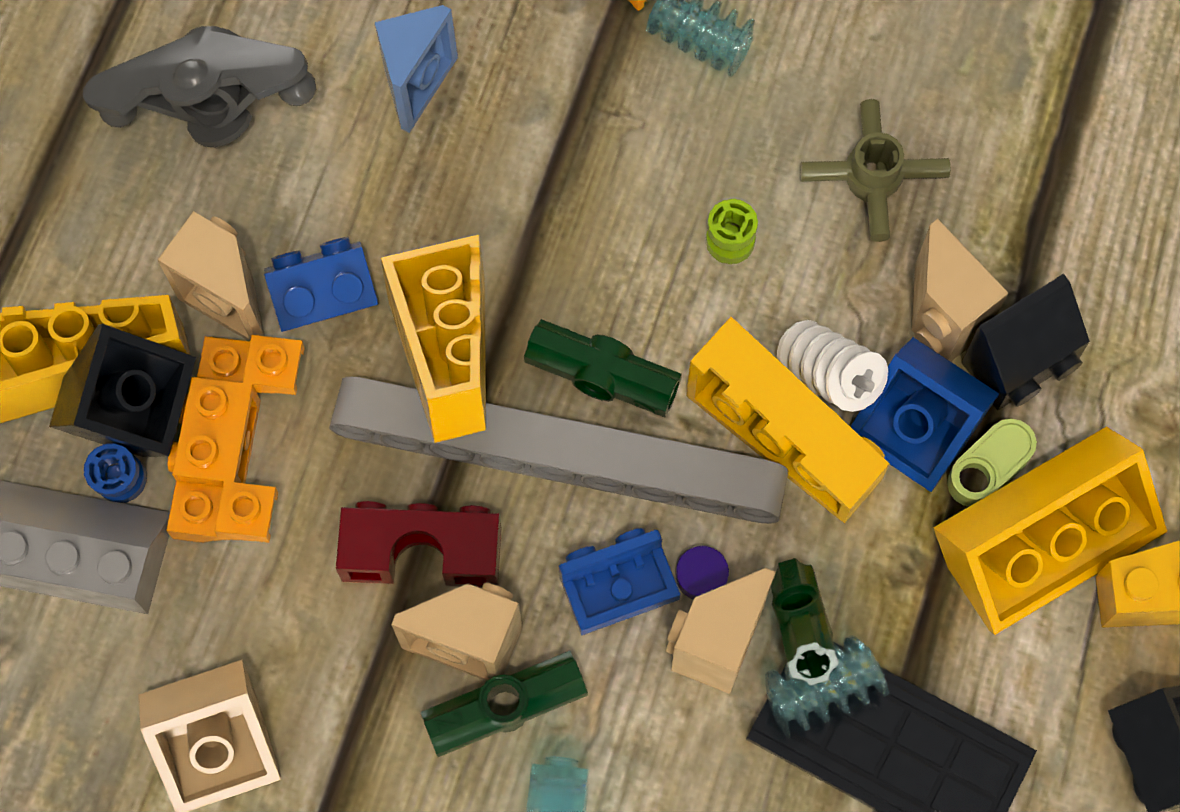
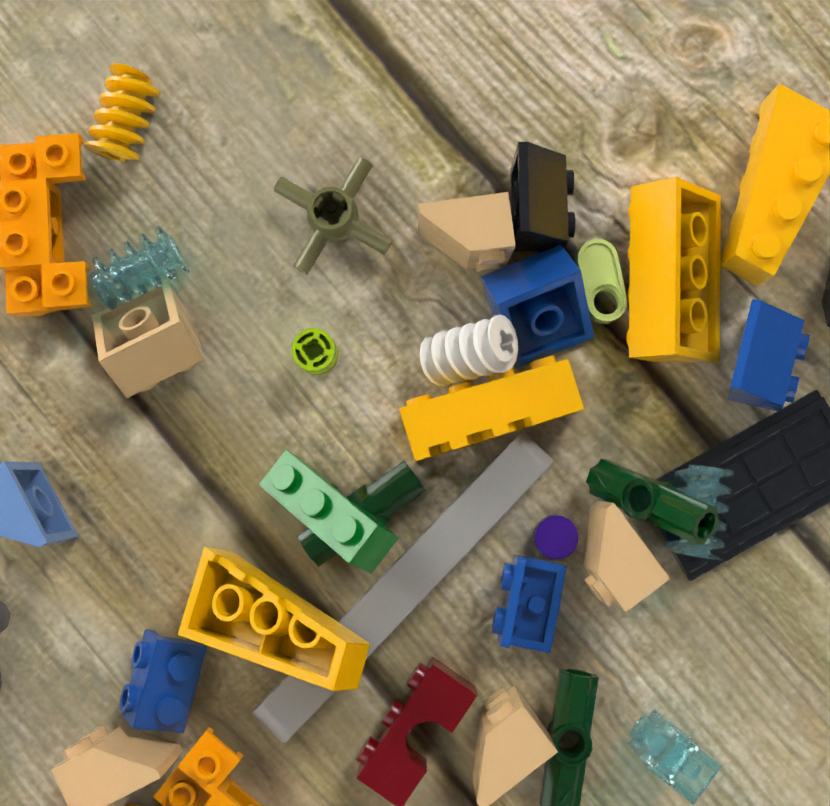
camera: 55 degrees left, 15 degrees up
(586, 325) = (328, 513): none -> arch
(639, 77) = (146, 340): none -> tan slope
(1027, 657) = (767, 358): none -> blue slope

